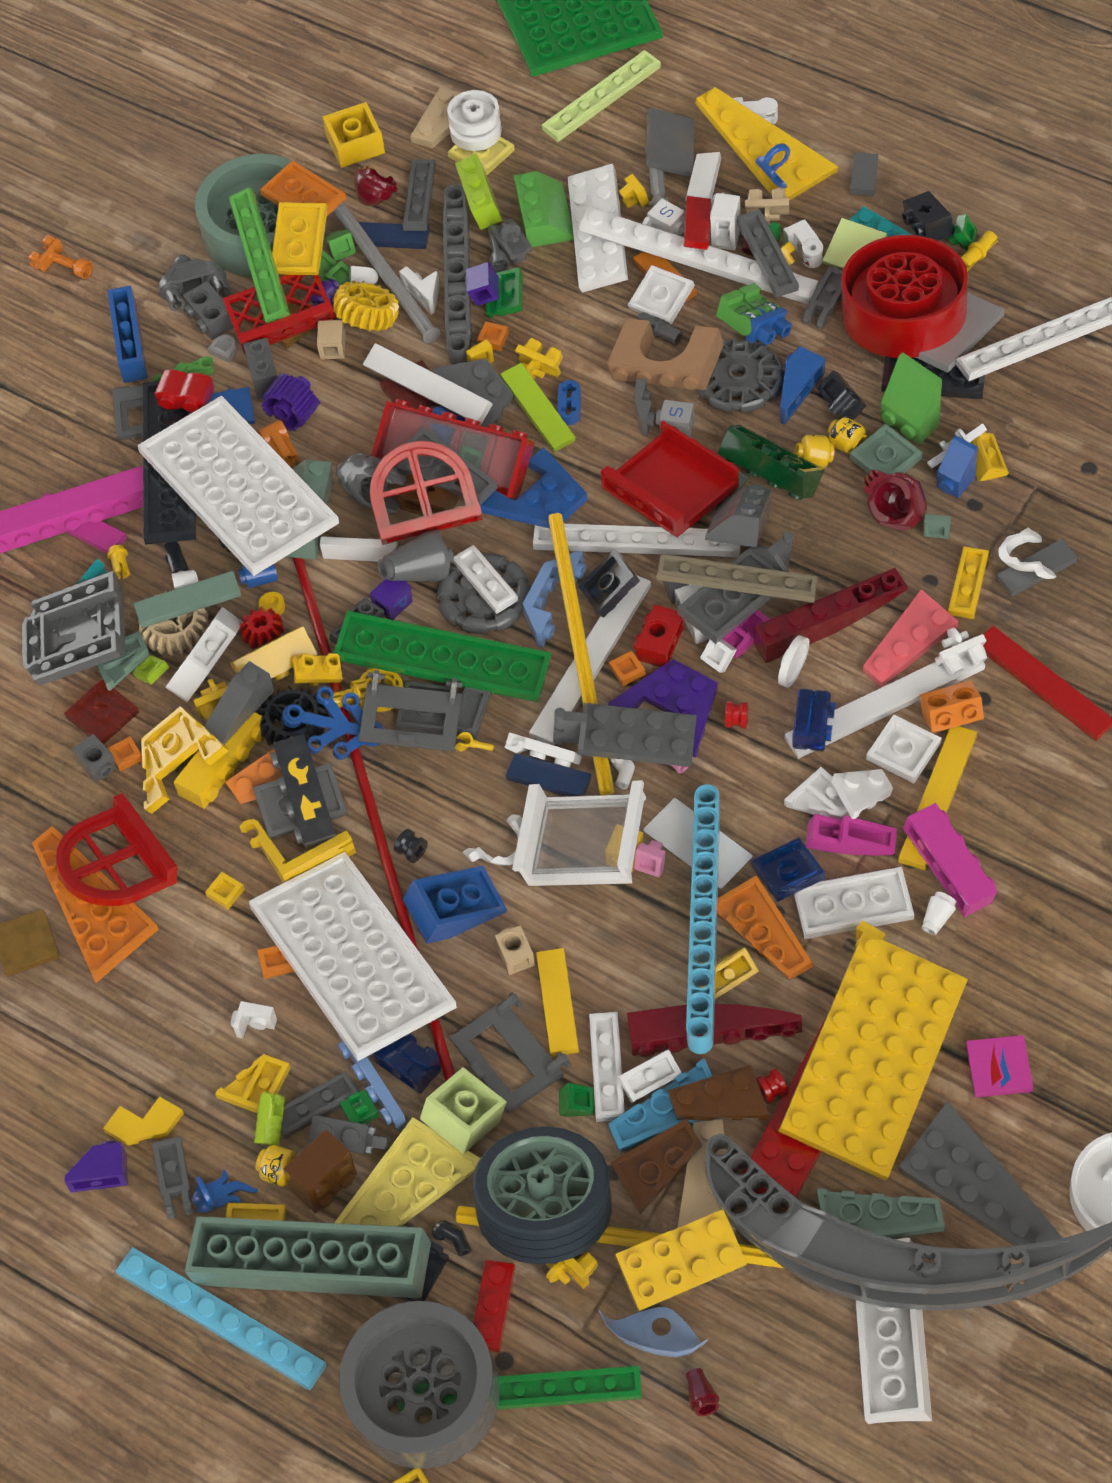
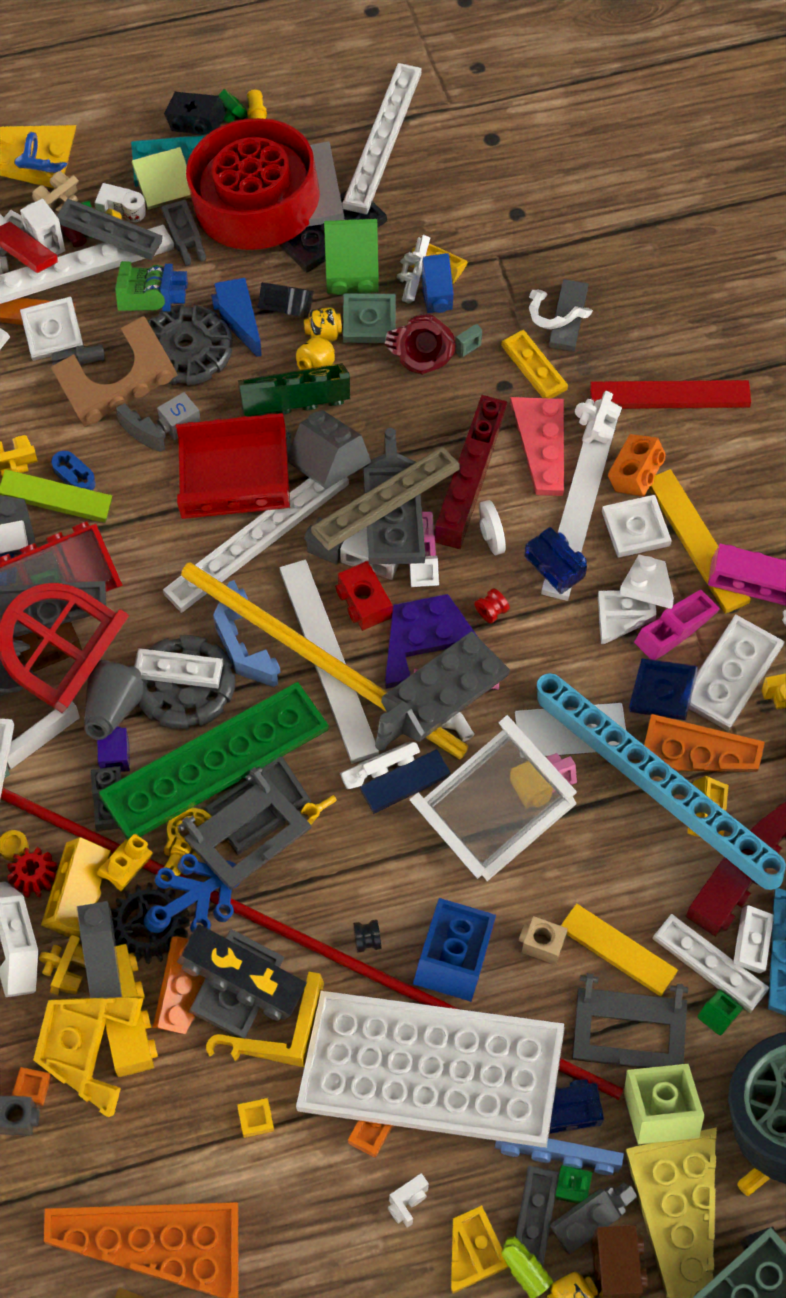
camera: 55 degrees left, 5 degrees up
(141, 842) = (140, 1146): red window -> none
(454, 1233) = (757, 1207): black arm -> none
(474, 854) = (457, 870): white helmet -> none
(549, 495) = (152, 560): blue wing -> none
(609, 583) = (284, 586): black hinge -> none
(627, 668) = (367, 642): orange plate -> none
(864, 174) = (101, 117): dark grey tile -> none

